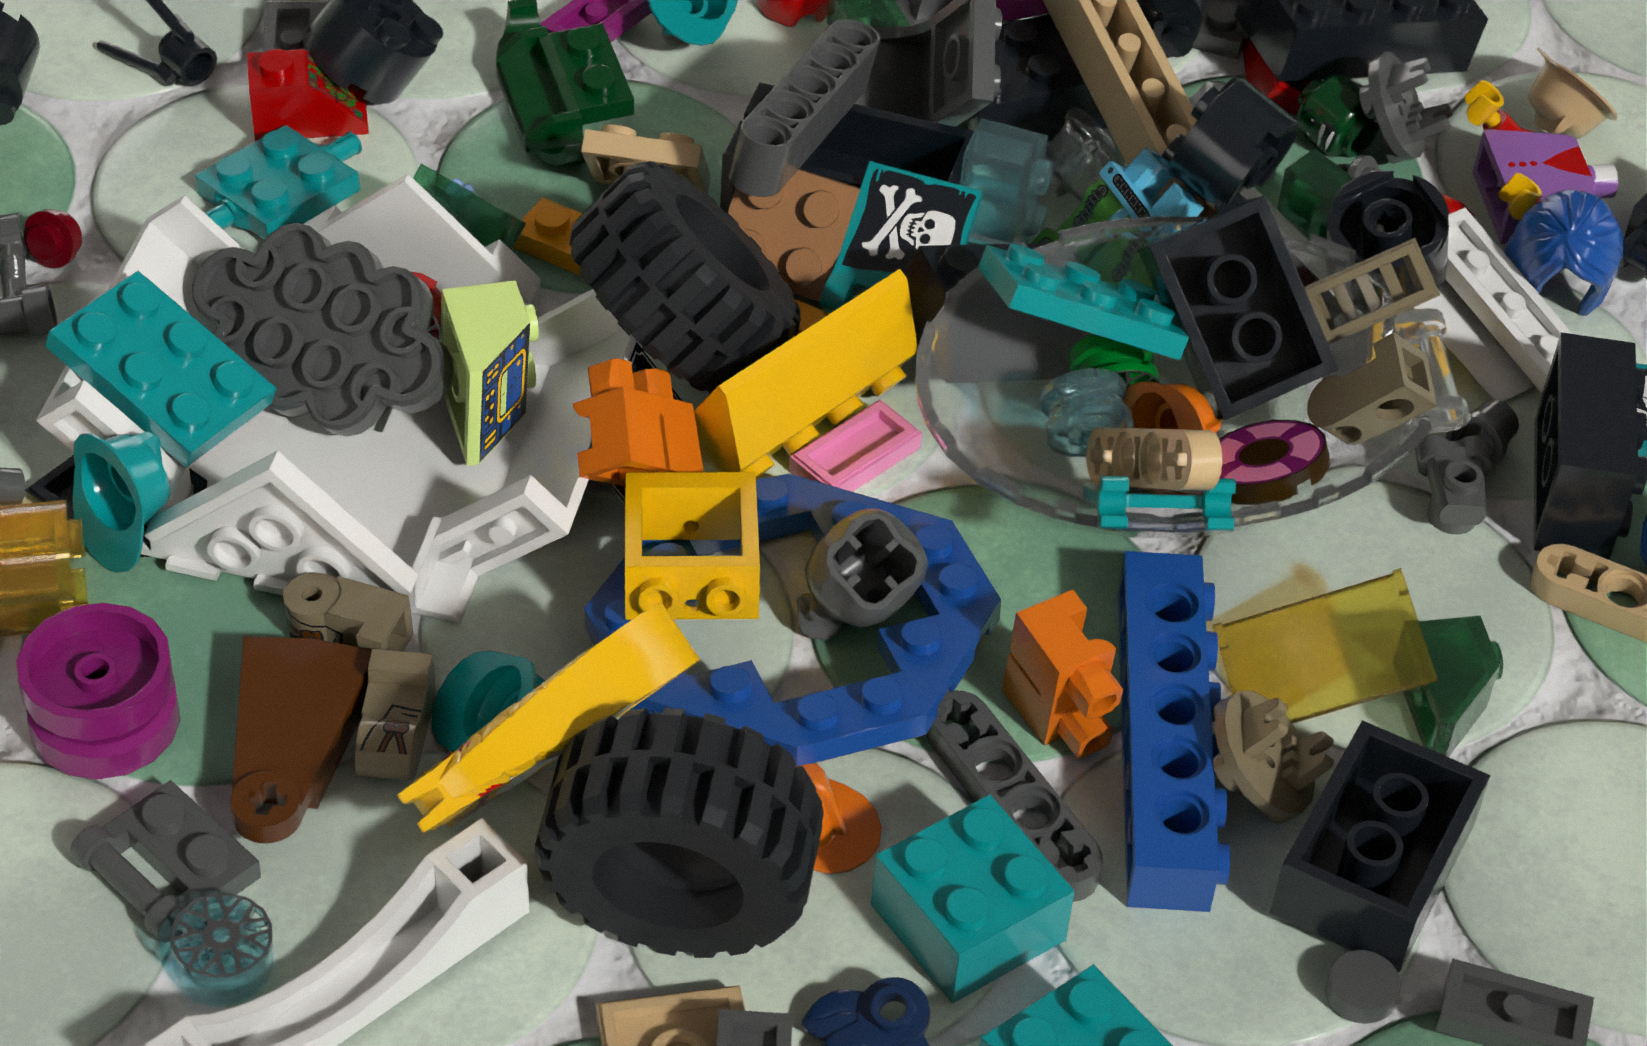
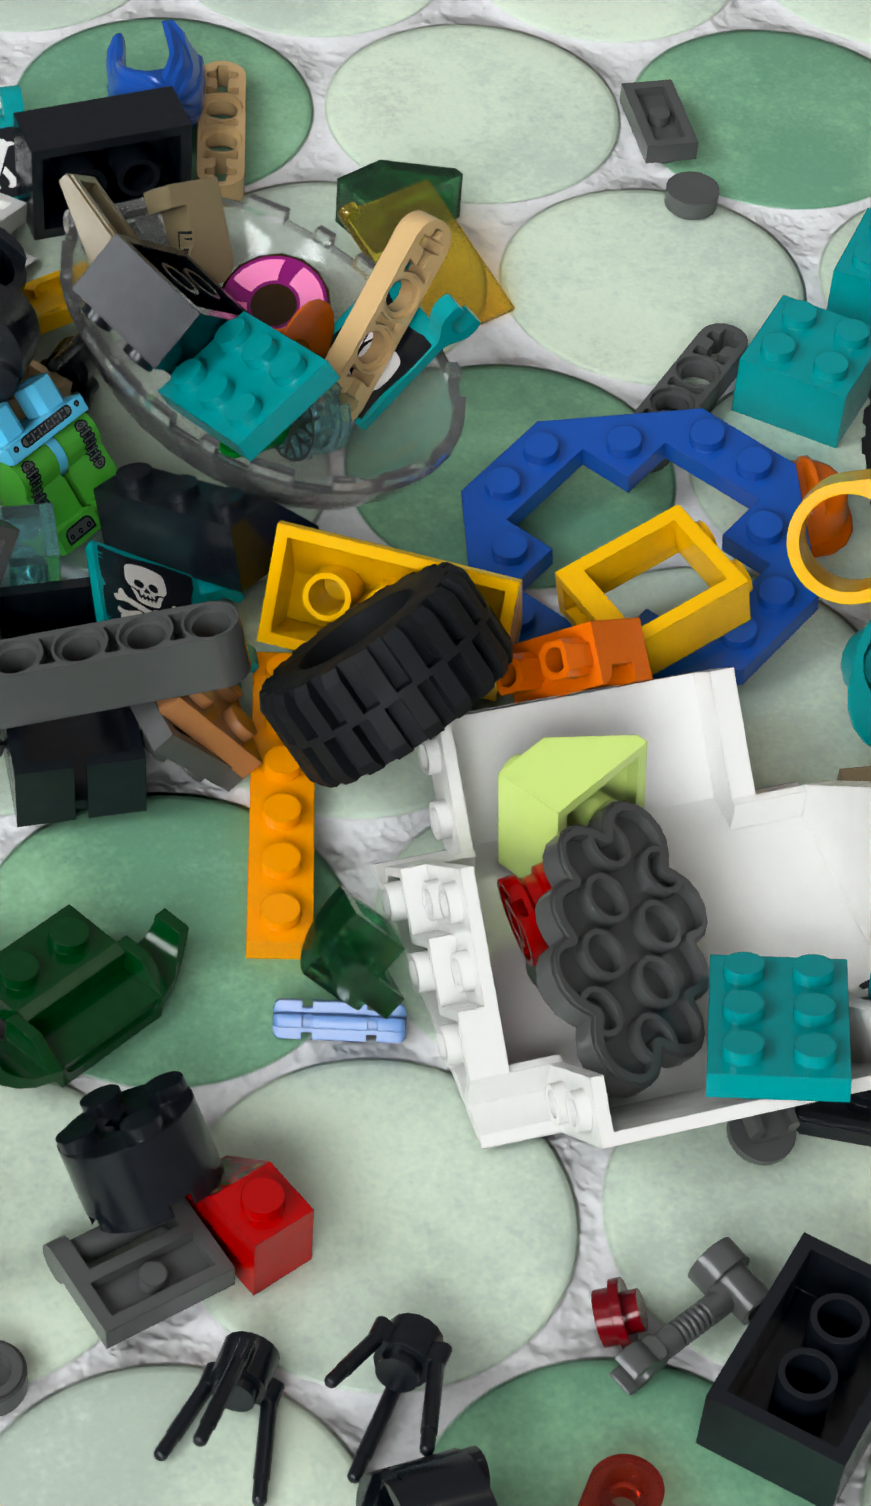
camera: 120 degrees left, 0 degrees up
(112, 113) = (405, 1357): none -> black plant
(279, 181) = (382, 1178): teal plate -> none
(618, 148) = (176, 840): tan plate -> none
(860, 573) = (581, 499): dark grey piece -> none
(1060, 676) = (579, 367): orange hips -> none
(1168, 734) = (587, 320): blue brick -> none
(1267, 755) = (553, 254): dark tan plate -> none
(1379, 844) = (590, 188): black brick -> none

